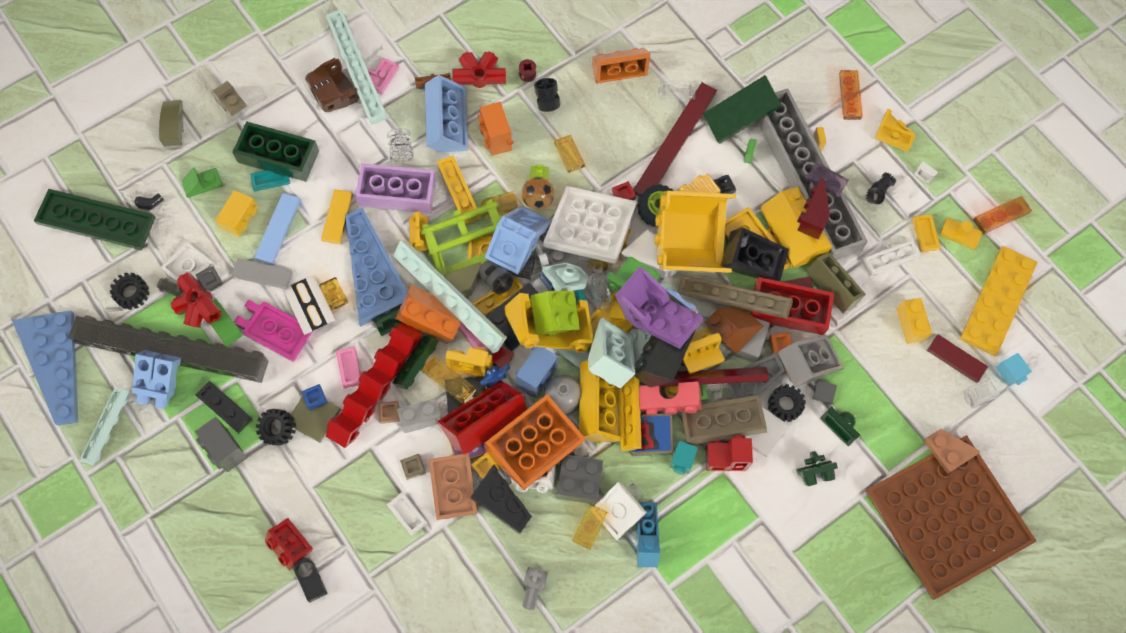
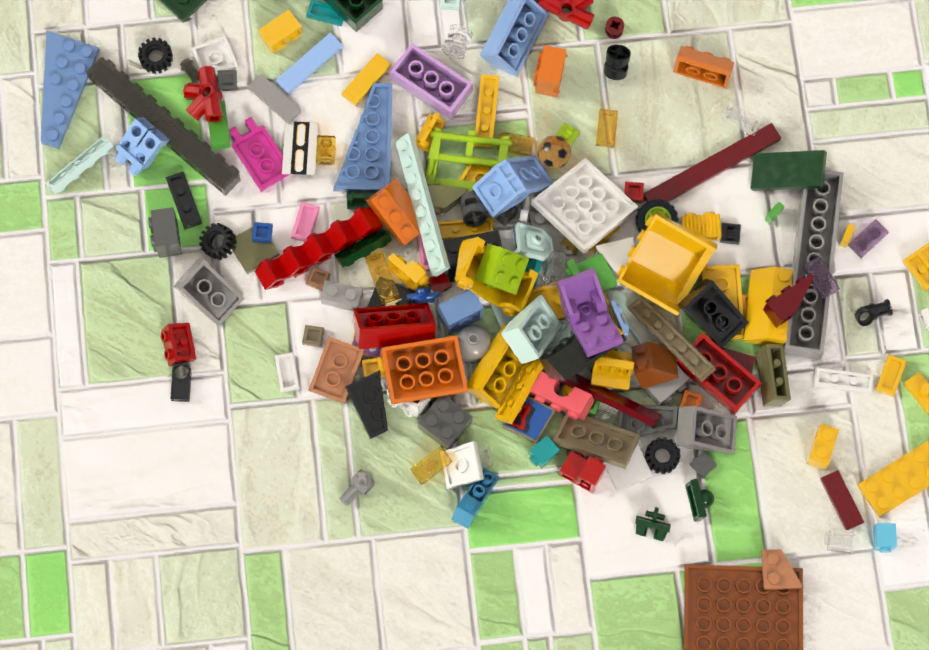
camera: 30 degrees right, 5 degrees up
(291, 478) = (208, 291): none -> light grey slope
(837, 133) = (868, 238): none -> clear purple plate
(850, 95) = (906, 208): clear orange plate -> none

